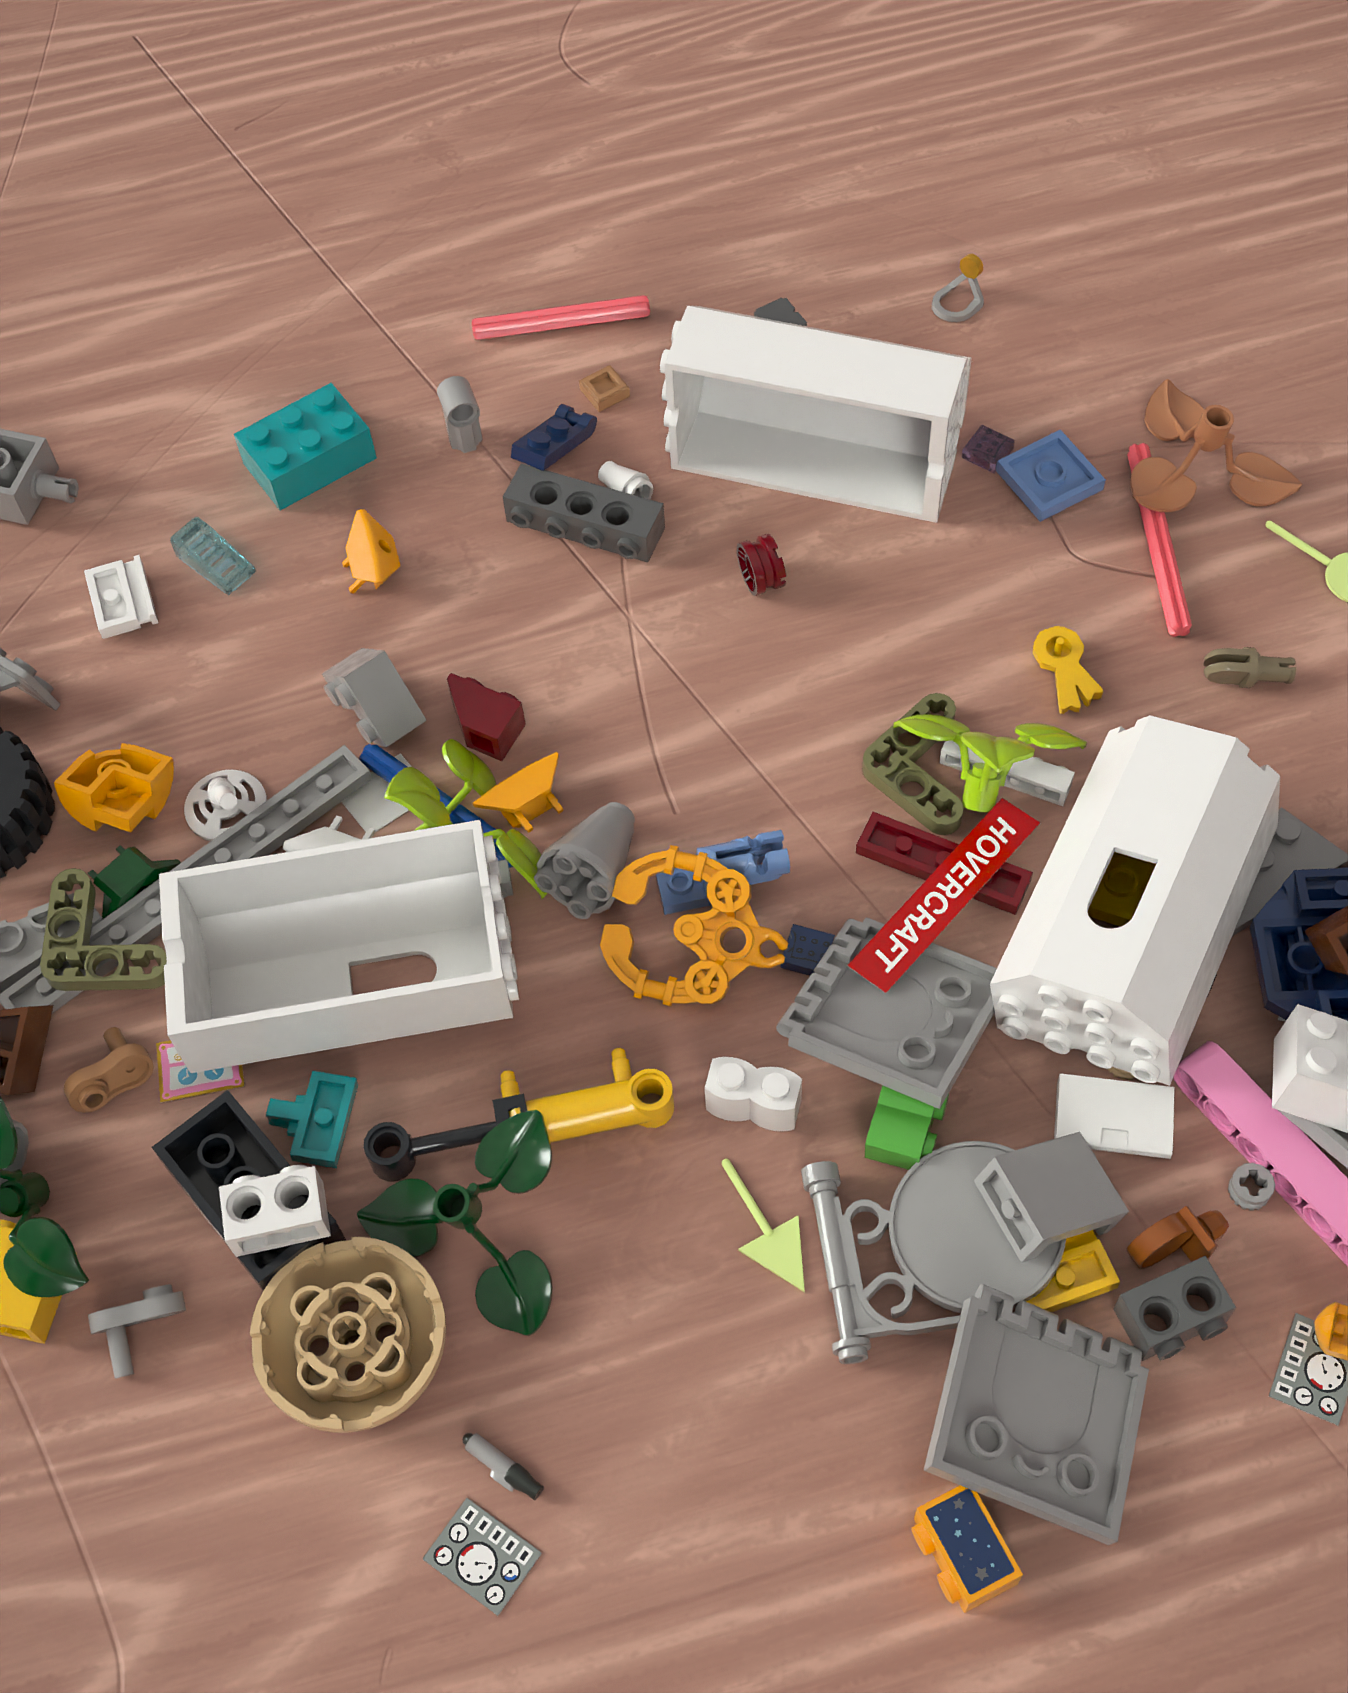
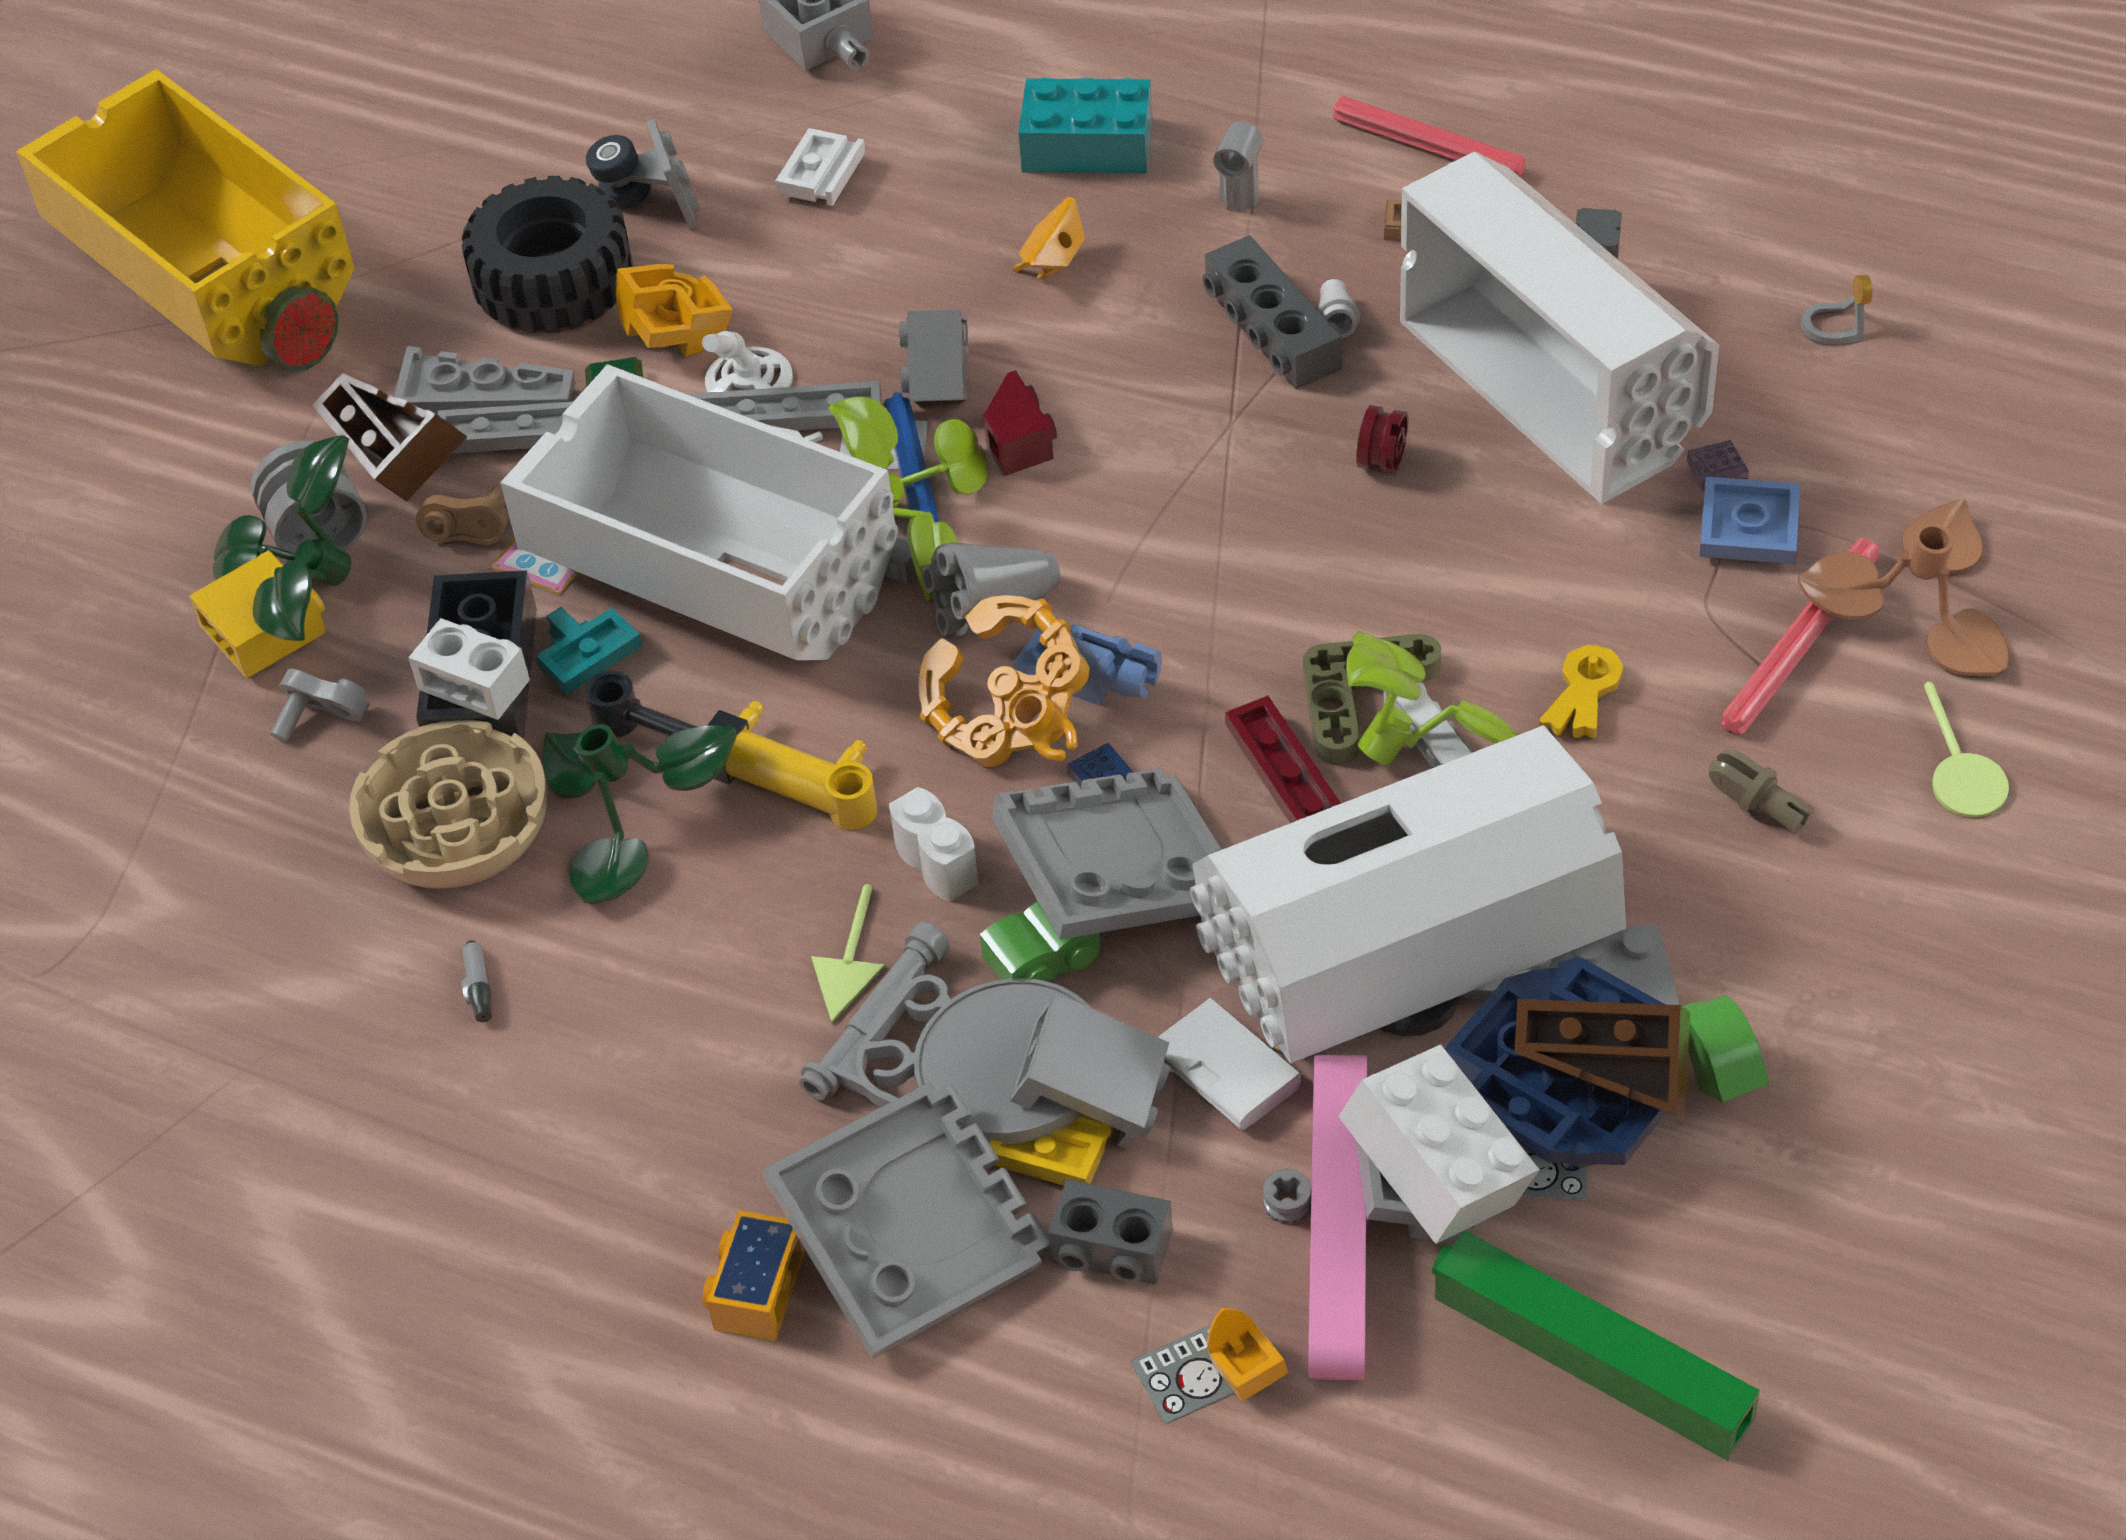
camera: 40 degrees right, 10 degrees down
(77, 947) = (556, 371): olive beam -> none
(196, 538) = (924, 173): clear light blue slope -> none
(482, 1556) = (403, 1033): sticker -> none
(524, 793) = (987, 506): light orange piece -> none
(554, 438) = (1307, 232): dark blue plate -> none
(943, 895) = (1252, 795): red sticker -> none
(1180, 1229) = (1204, 1192): dark orange piece -> none

